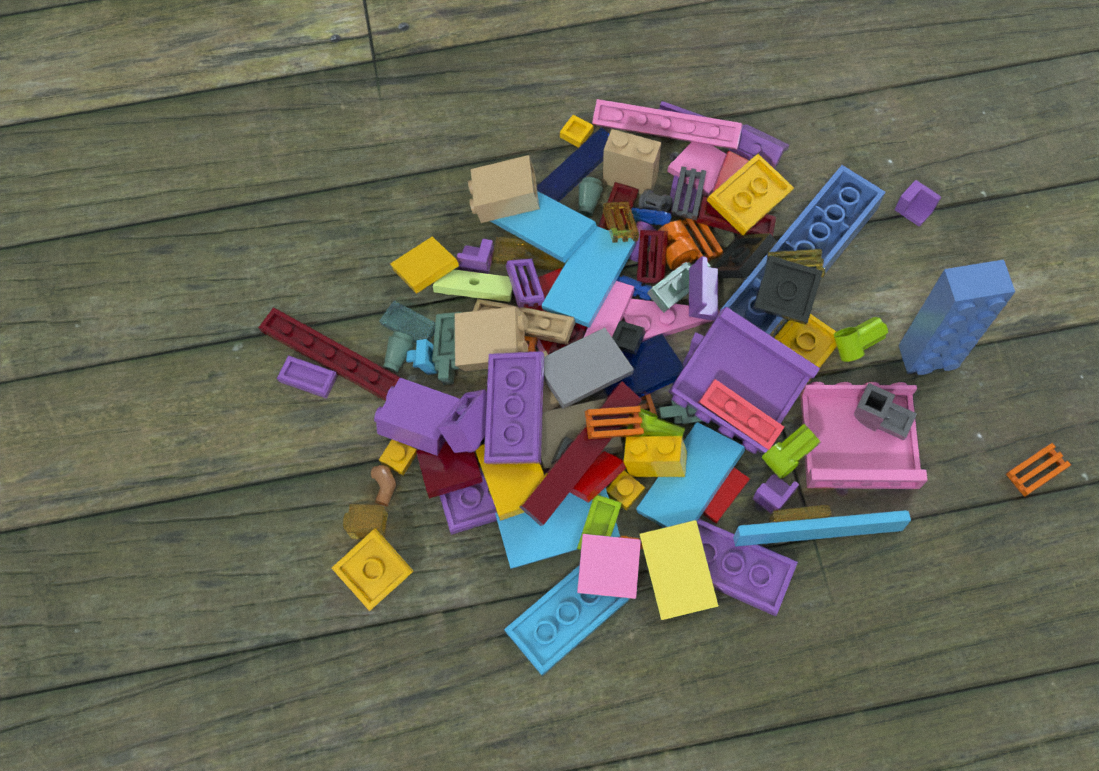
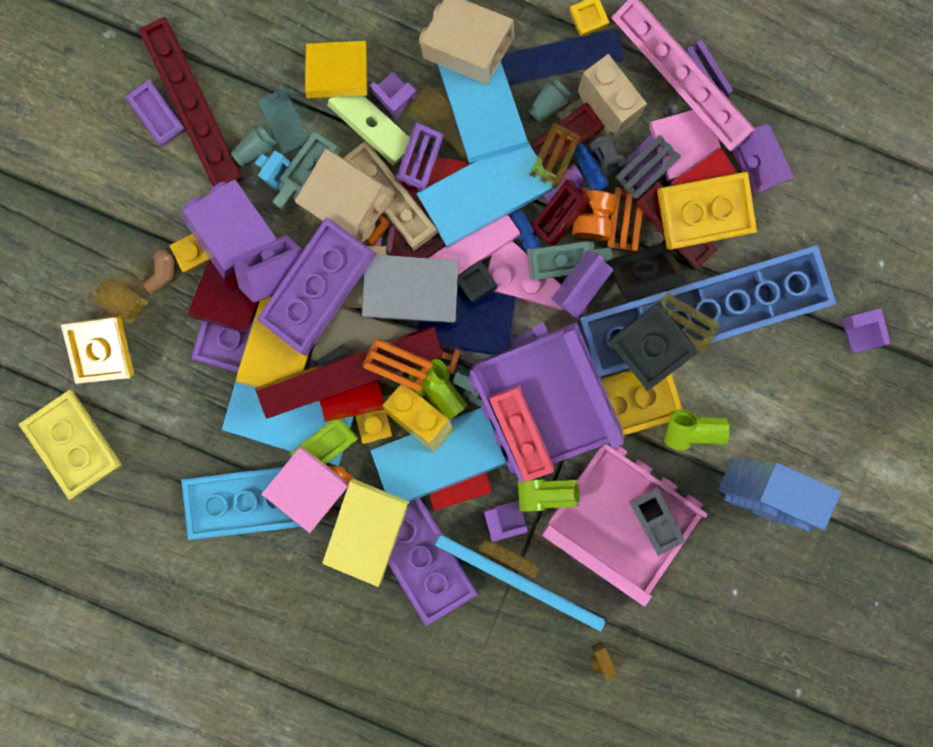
camera: 30 degrees right, 20 degrees up
(395, 664) = (70, 444): none -> light yellow tile
(930, 546) = (602, 662): none -> pearl gold plate
(1055, 458) = (786, 661): orange tile -> none

